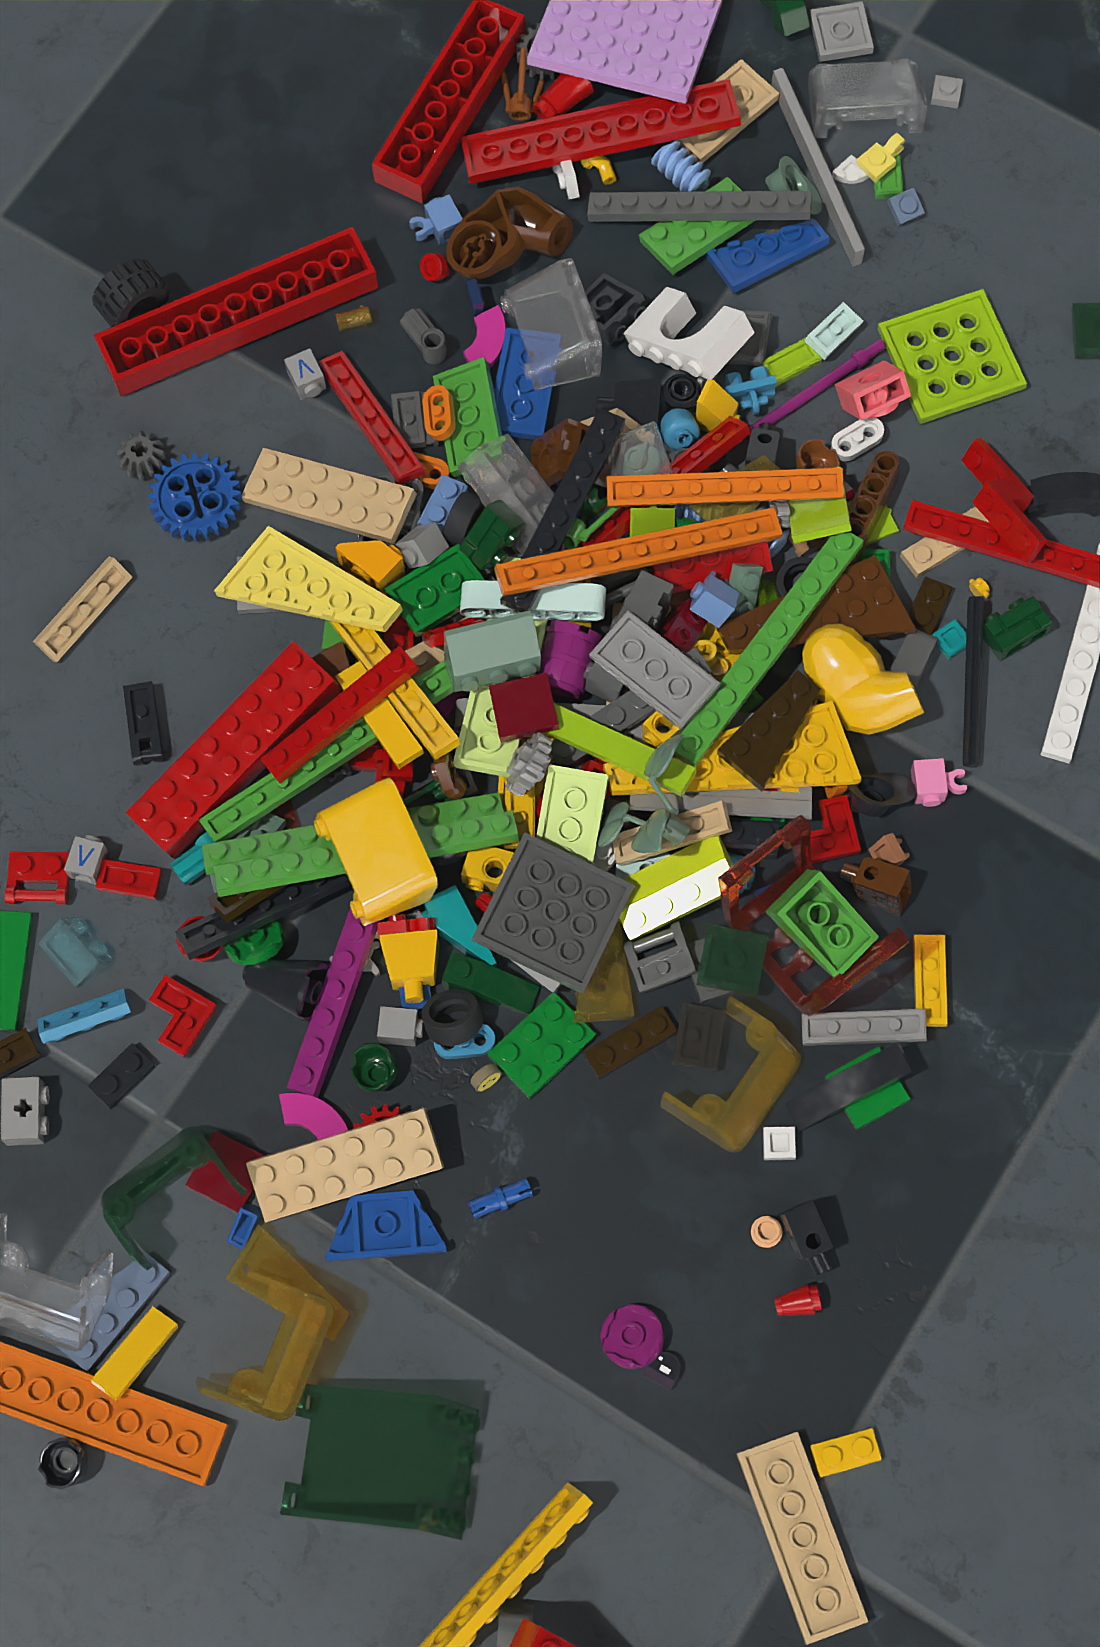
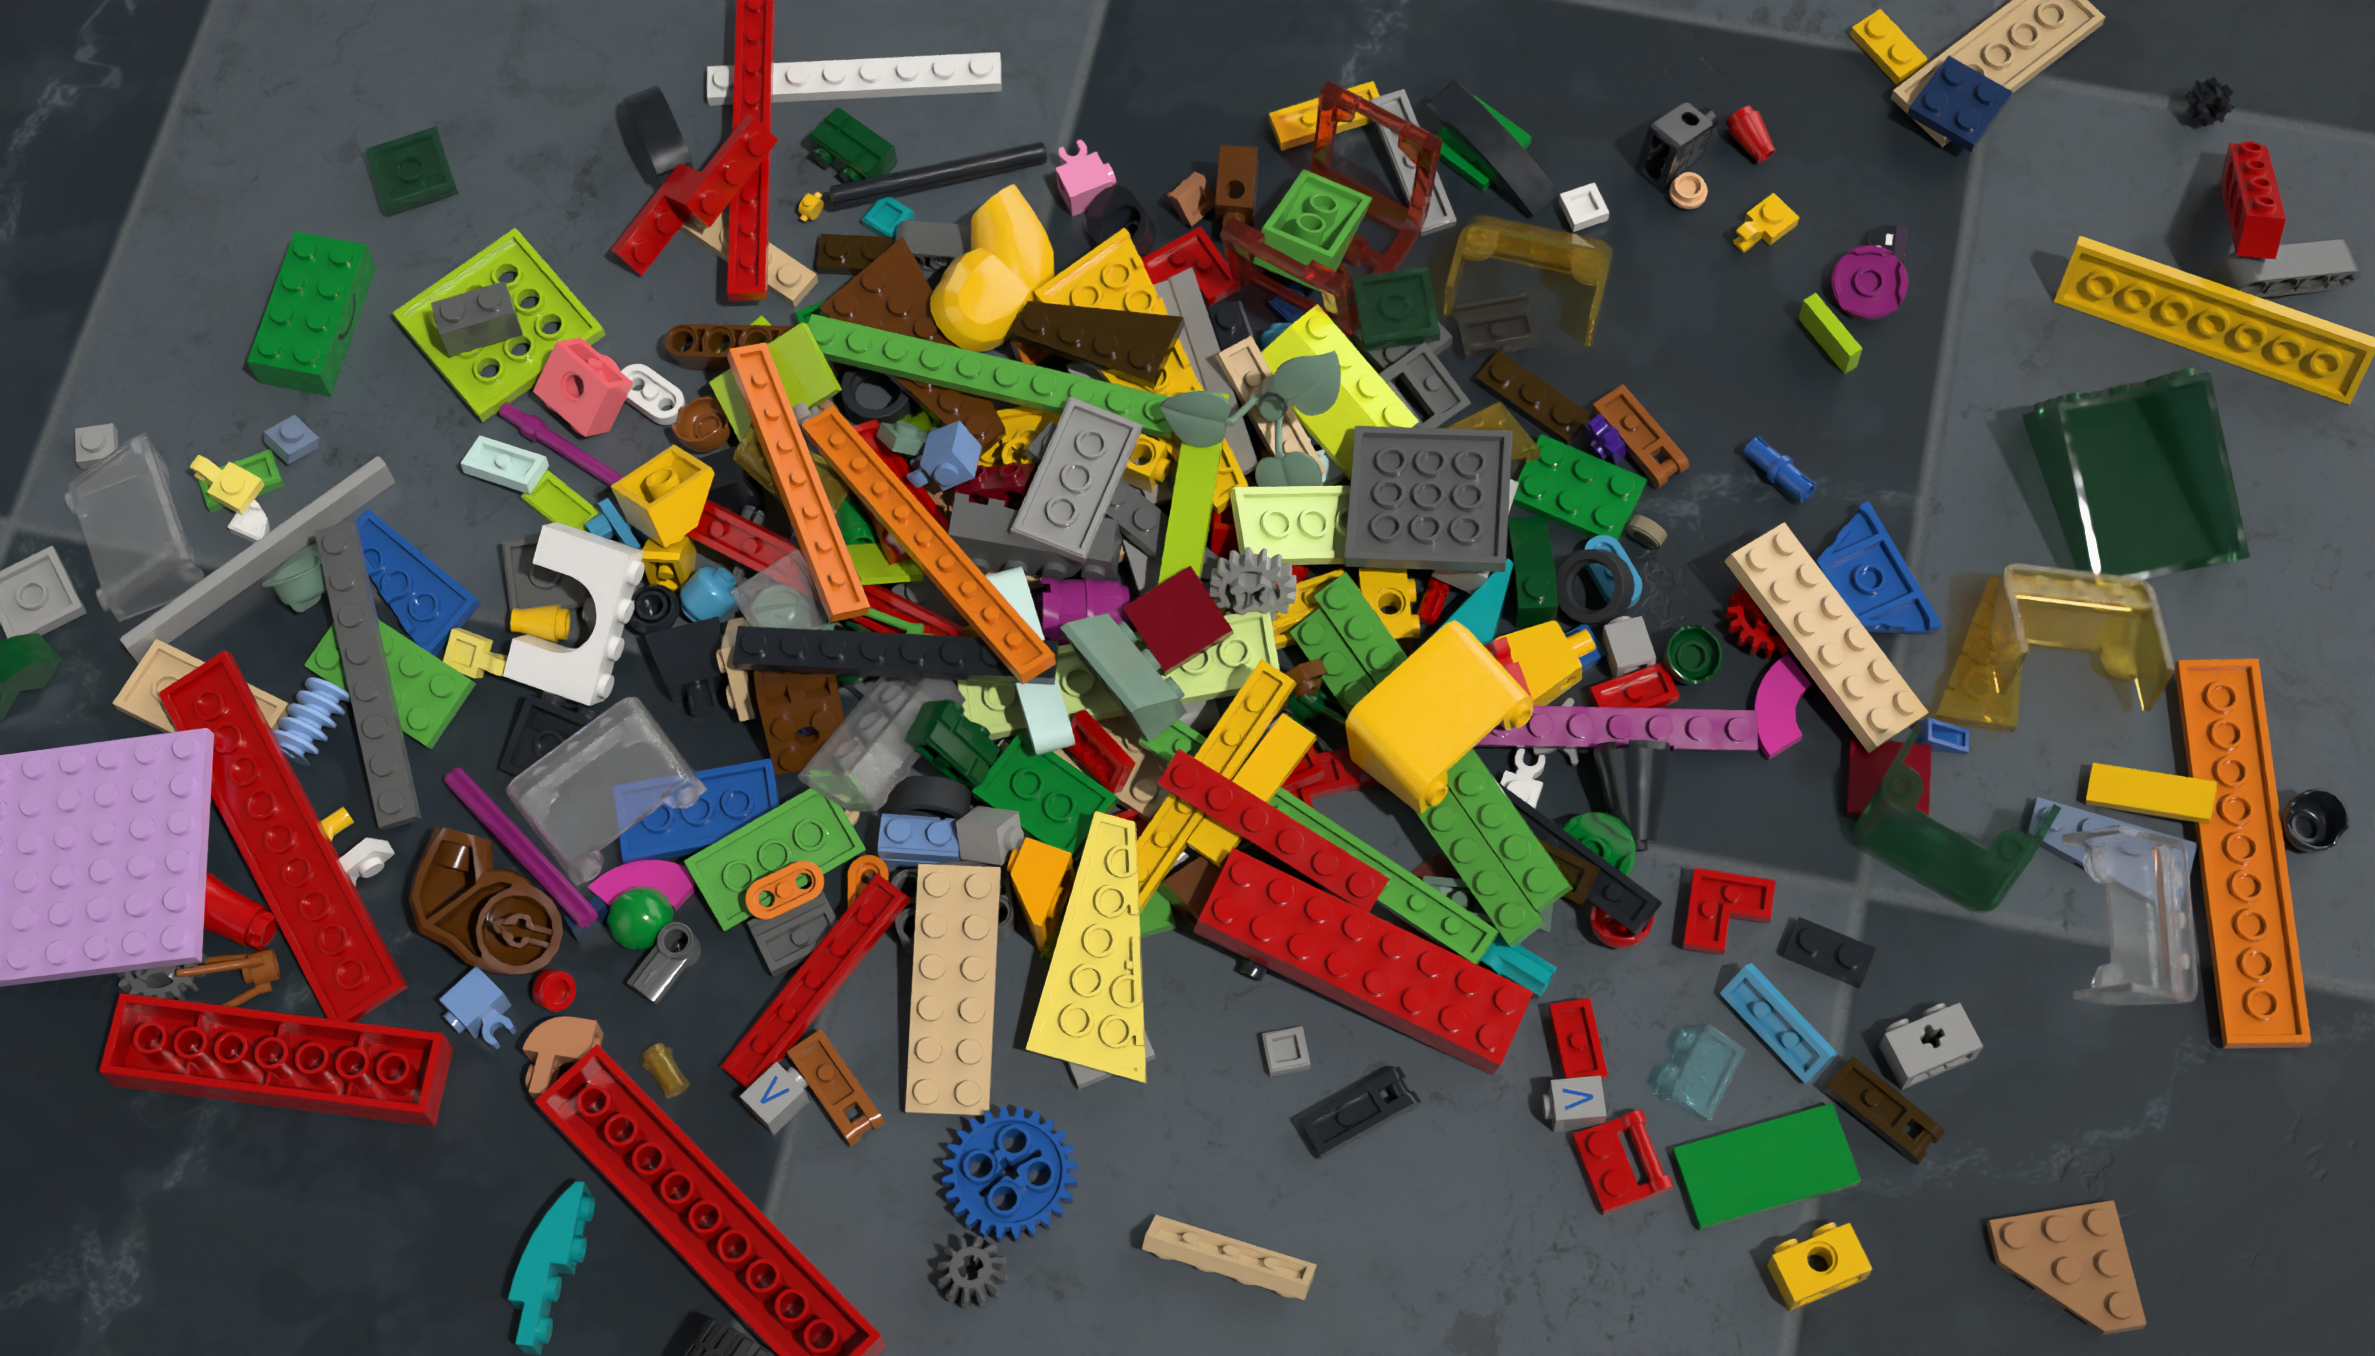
camera: 110 degrees left, 5 degrees down
(206, 694) = (1286, 1051): none -> light grey tile
(260, 221) = (551, 1250): none -> teal slope
(298, 412) = (835, 1086): none -> dark orange plate
(325, 914) = (1523, 781): none -> white plate
(363, 1017) = (1640, 689): none -> red plate
(392, 259) = (557, 1045): none -> nougat brick
(462, 328) = (639, 916): none -> green hair
(524, 270) = (521, 848): none -> magenta axle
(567, 1106) = (1641, 436): none -> dark orange plate
(569, 1075) = (1605, 440): none -> dark purple plate
(598, 1284) = (1830, 333): none -> lime tile
(694, 276) = (472, 655): none -> light yellow plate
(701, 318) = (544, 622): none -> yellow cone
(718, 1283) = (1765, 221): none -> yellow plate
(751, 404) = (665, 495): none -> yellow slope
(762, 1477) = (1959, 103): none -> dark blue plate
(950, 333) = (476, 318): none -> dark grey brick
(1000, 238) = (312, 313): none -> green brick

